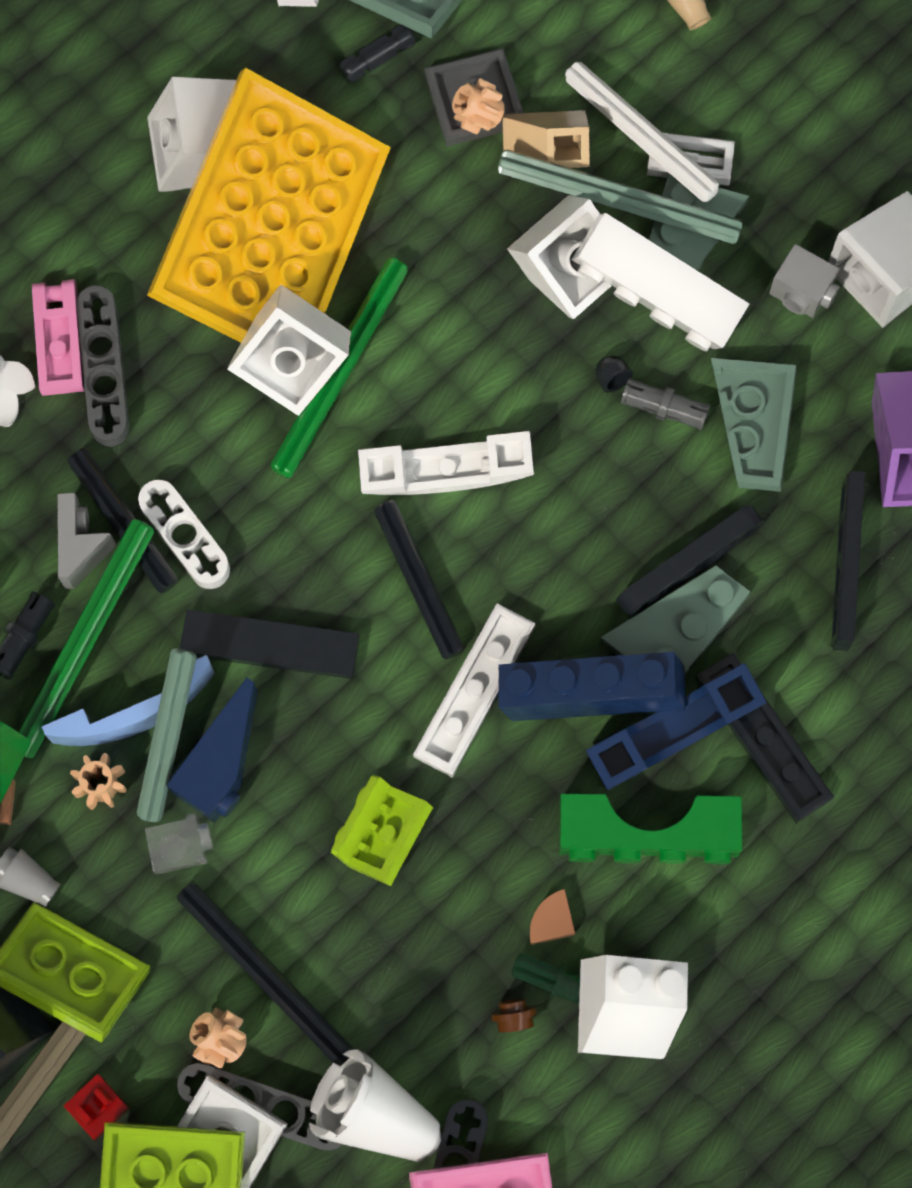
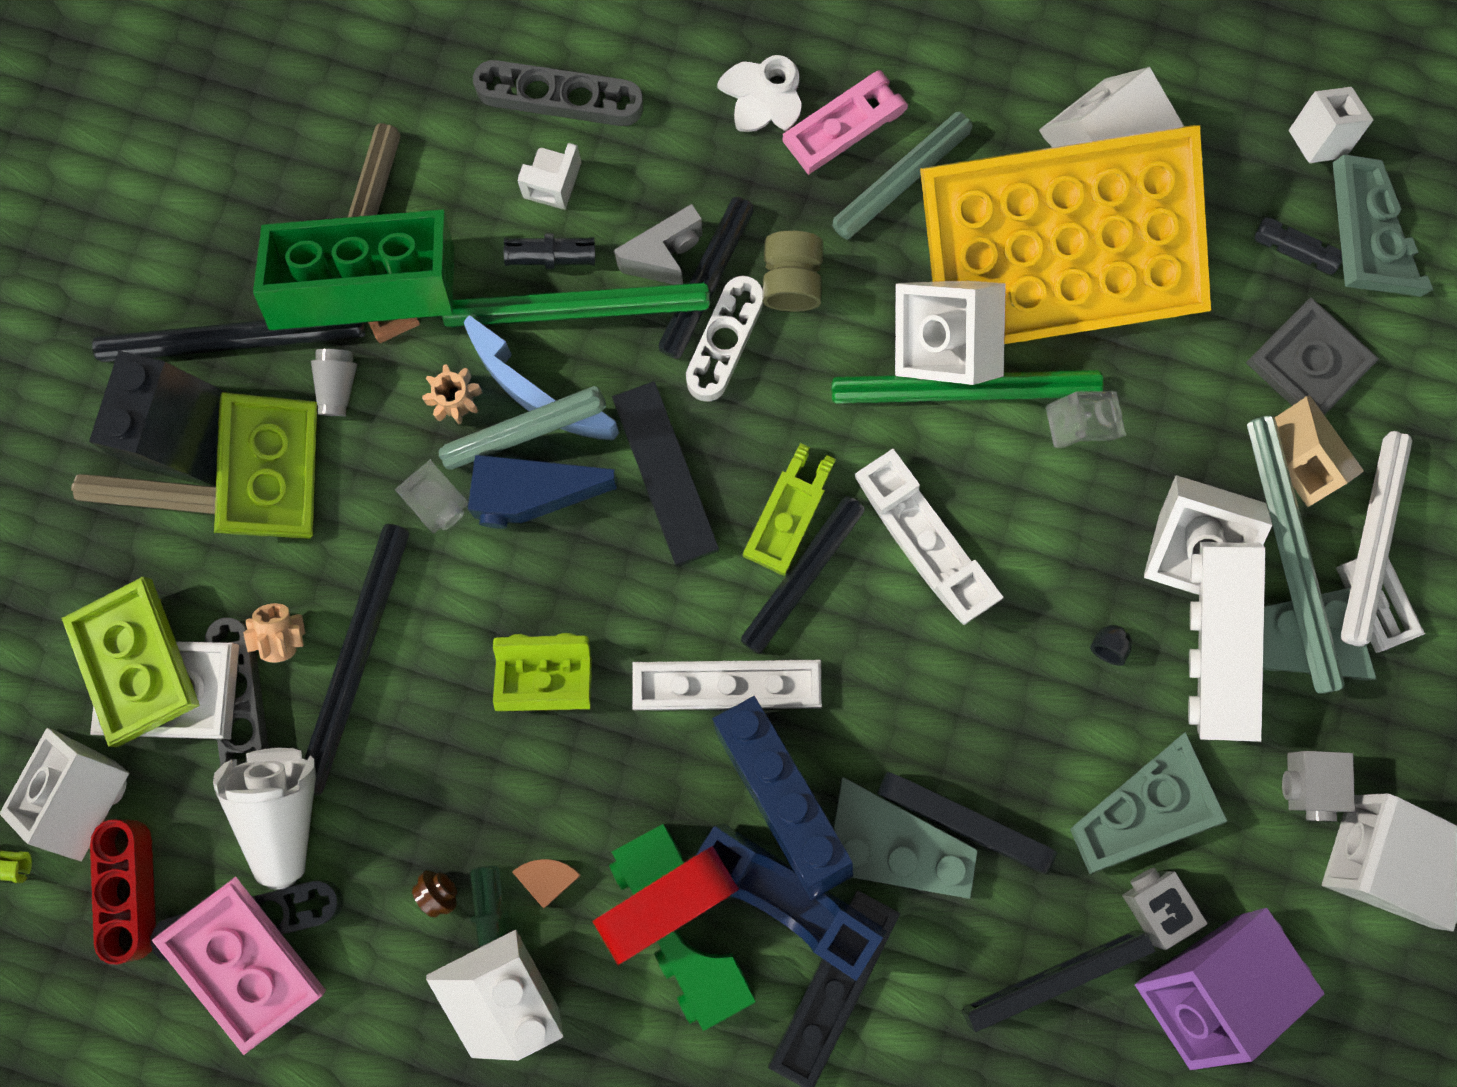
camera: 60 degrees right, 5 degrees up
(95, 1106) = (165, 561): red tile -> none
(105, 365) = (837, 171): dark grey beam -> none
(131, 318) = (901, 175): none -> sand green axle
(157, 443) = (793, 265): none -> olive wheel
(362, 563) = (787, 514): none -> lime hinge
(420, 291) = (1085, 418): none -> clear bracket
(478, 106) = (1302, 367): light nougat gear -> none
(628, 820) = (665, 905): none -> red beam
(665, 404) = (1111, 712): dark grey pin -> none
(835, 449) = (1163, 907): none -> light grey brick

